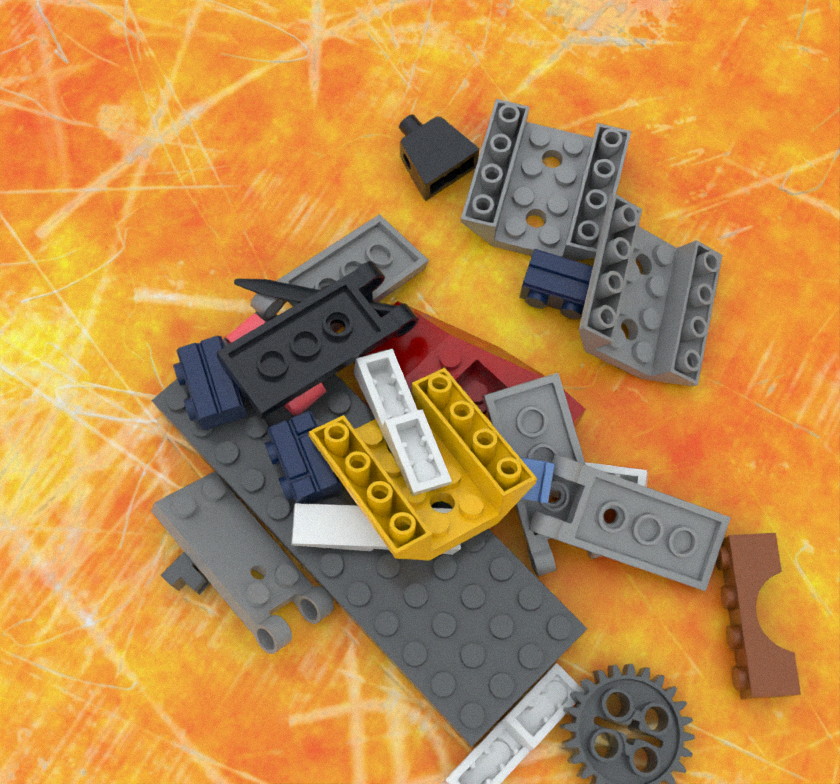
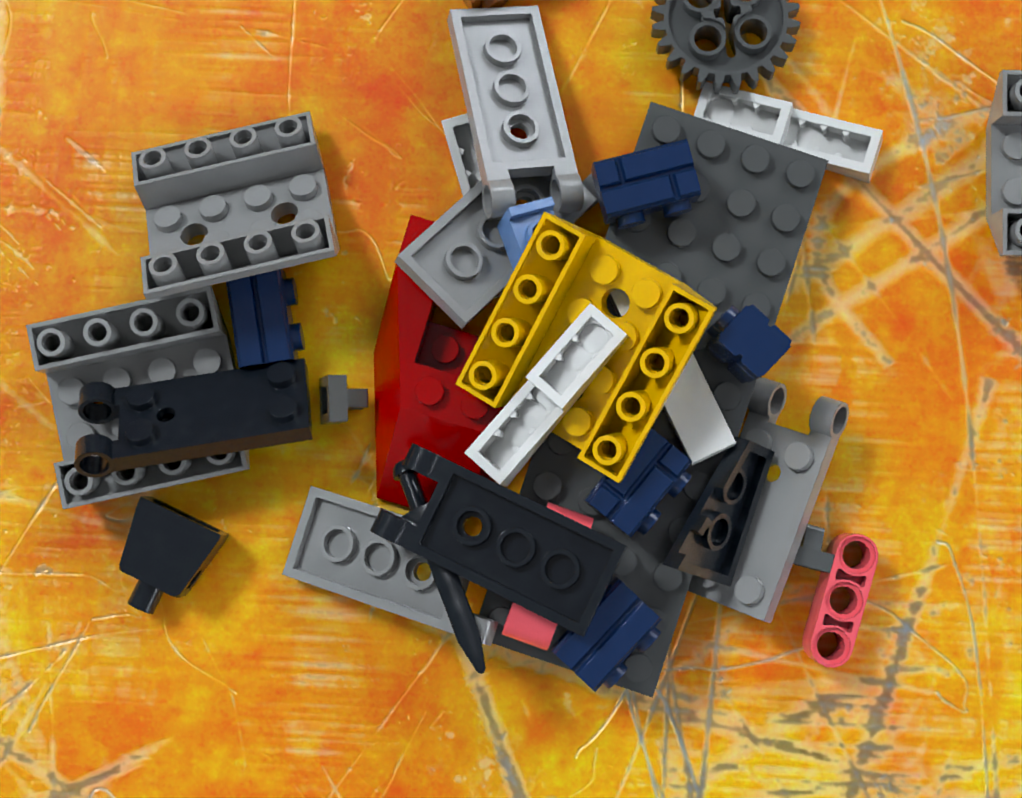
camera: 115 degrees left, 15 degrees up
(123, 568) = (847, 621): none -> coral beam
(245, 511) = (723, 515): none -> black wing
(360, 585) = (746, 342): none -> dark blue brick
(478, 305) = (337, 399): none -> dark grey tile
(508, 216) = (210, 413): none -> black hinge
(523, 581) = (646, 184): none -> dark blue brick

